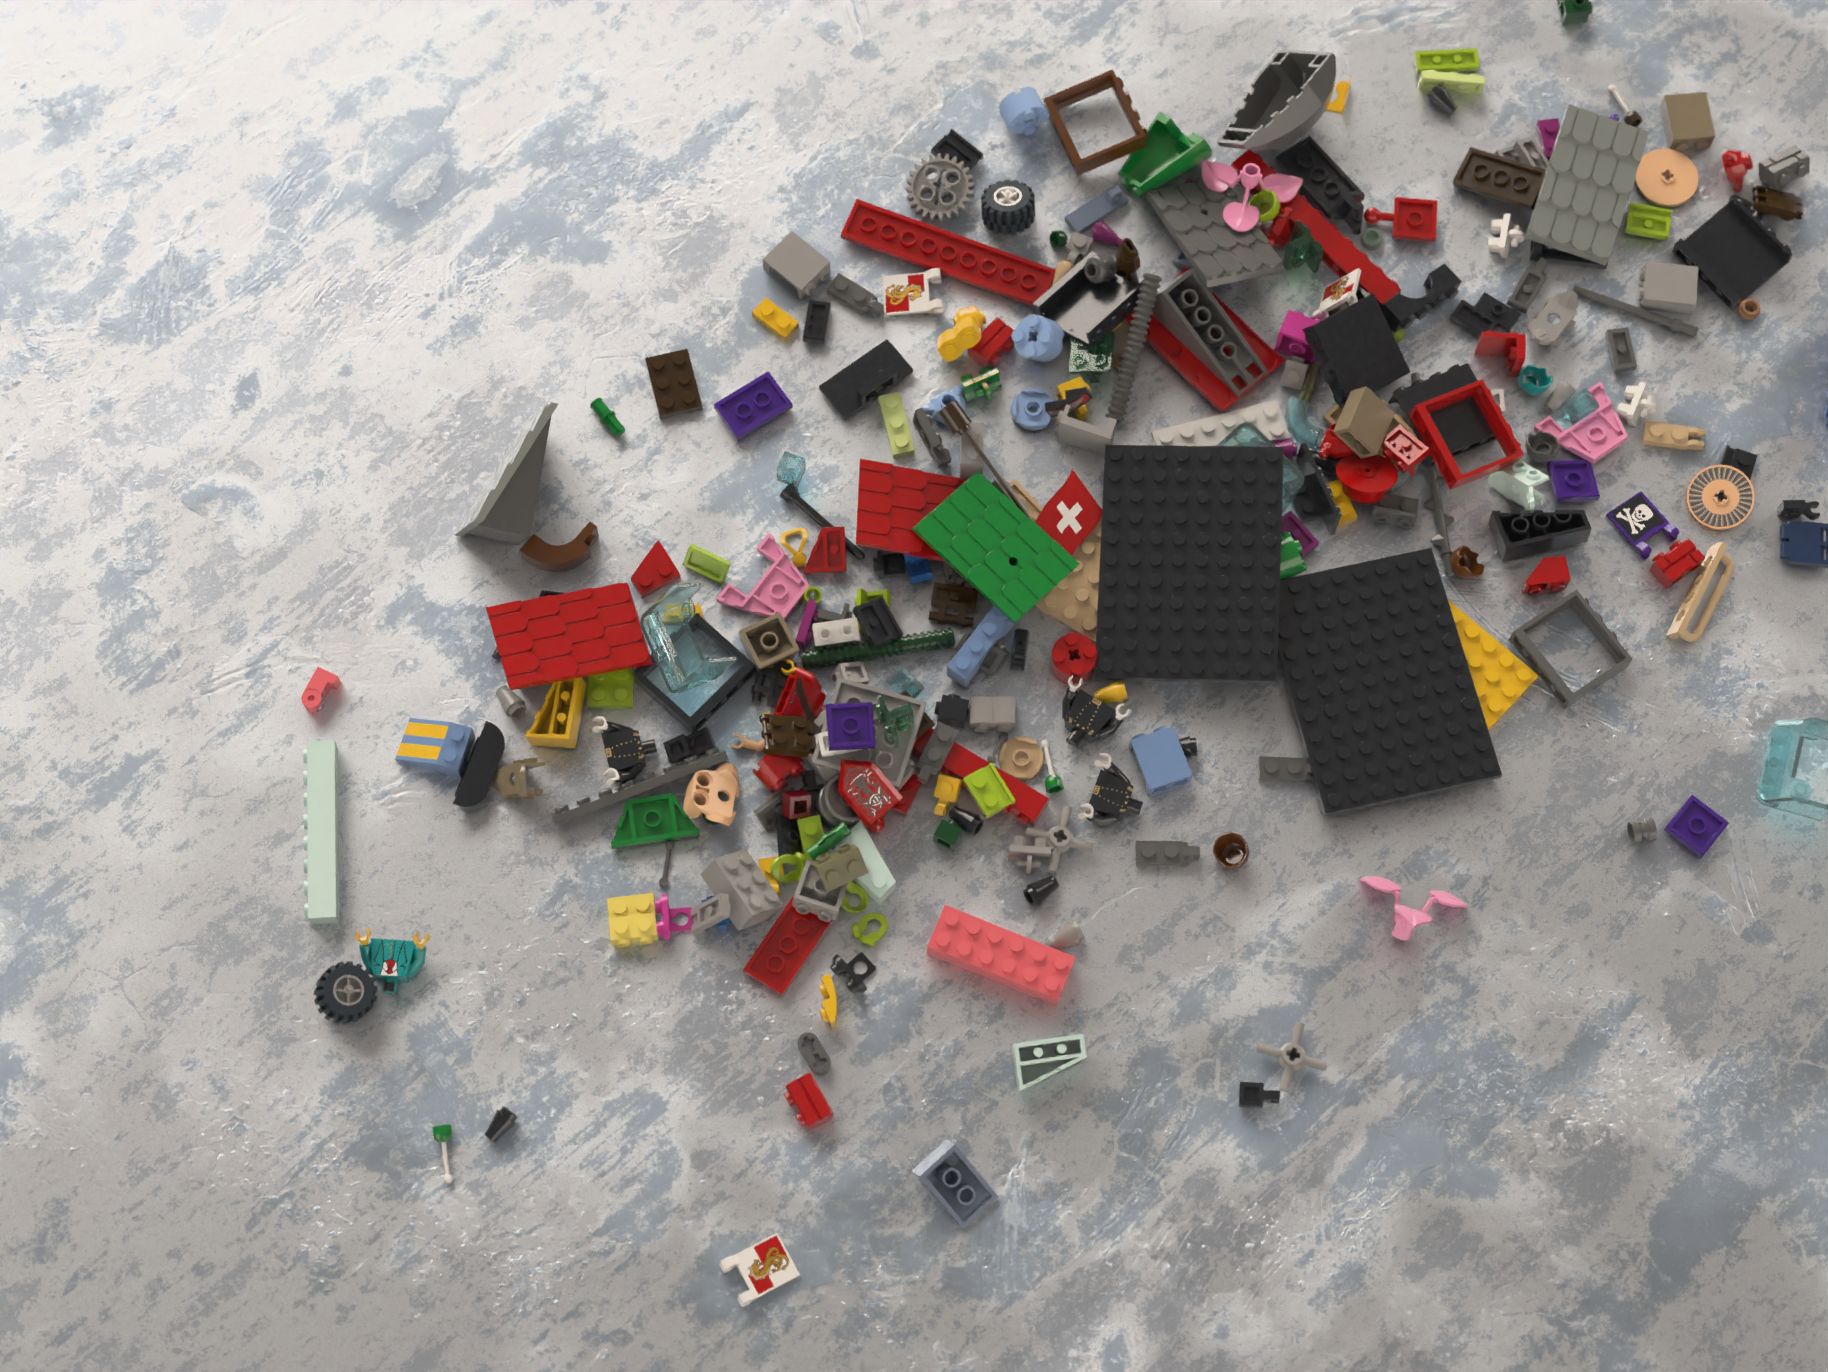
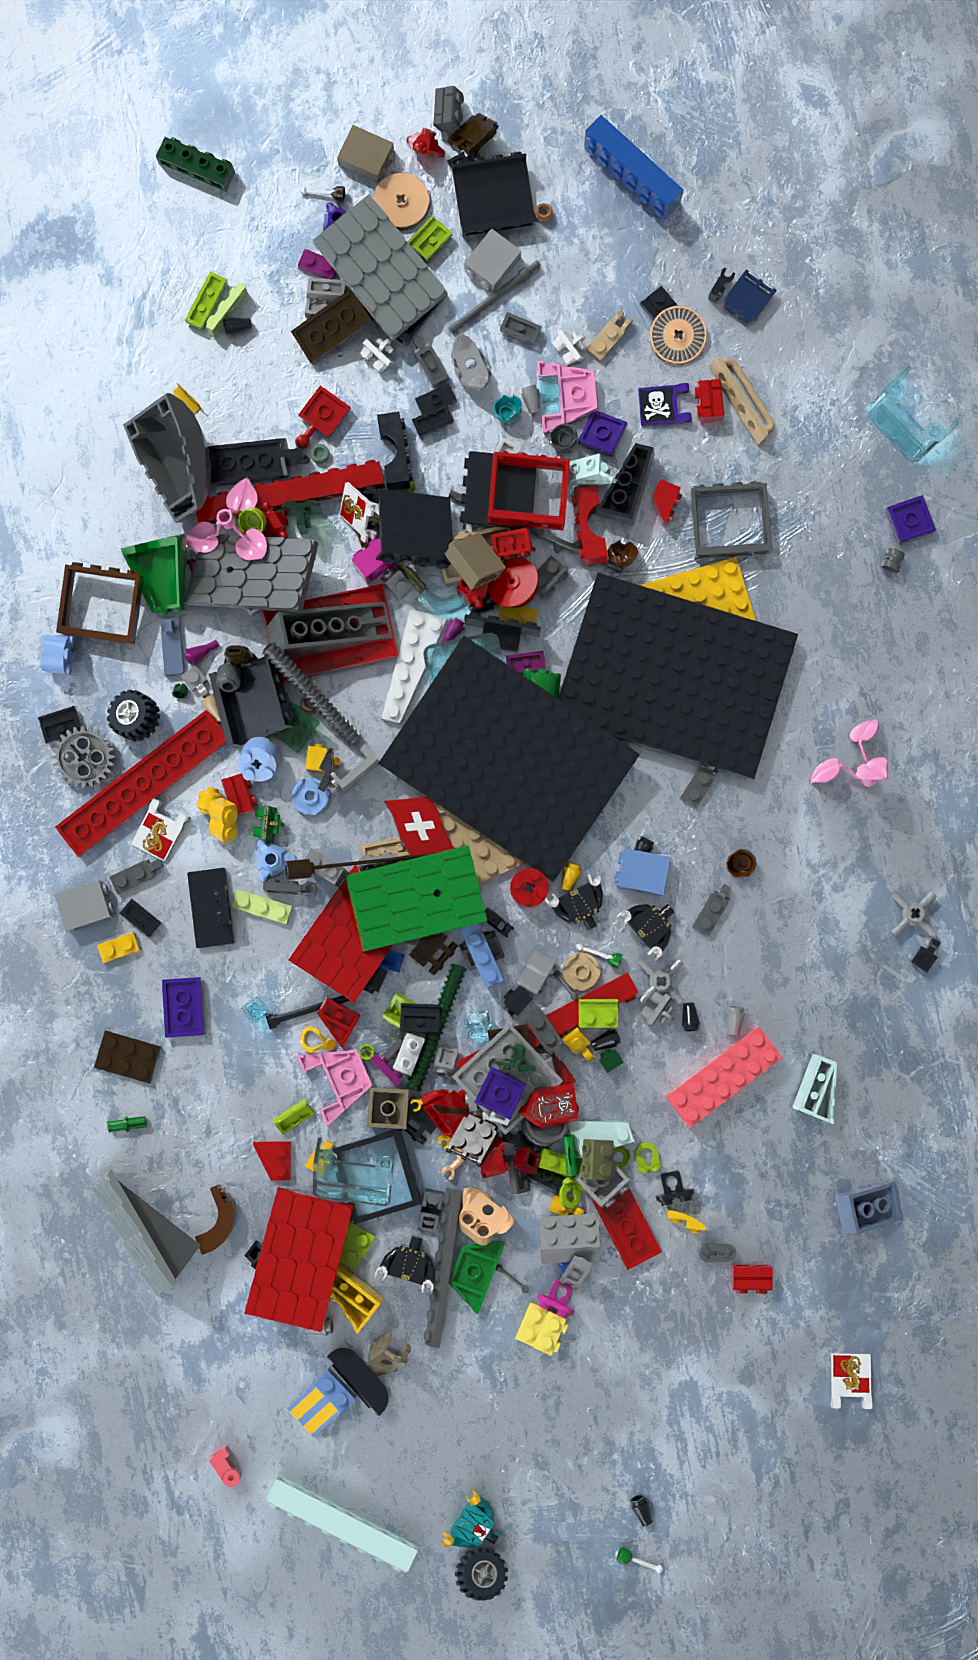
camera: 55 degrees left, 15 degrees up
(1453, 529) = (593, 547): none -> red arch
(1508, 345) = (478, 407): red bracket -> none

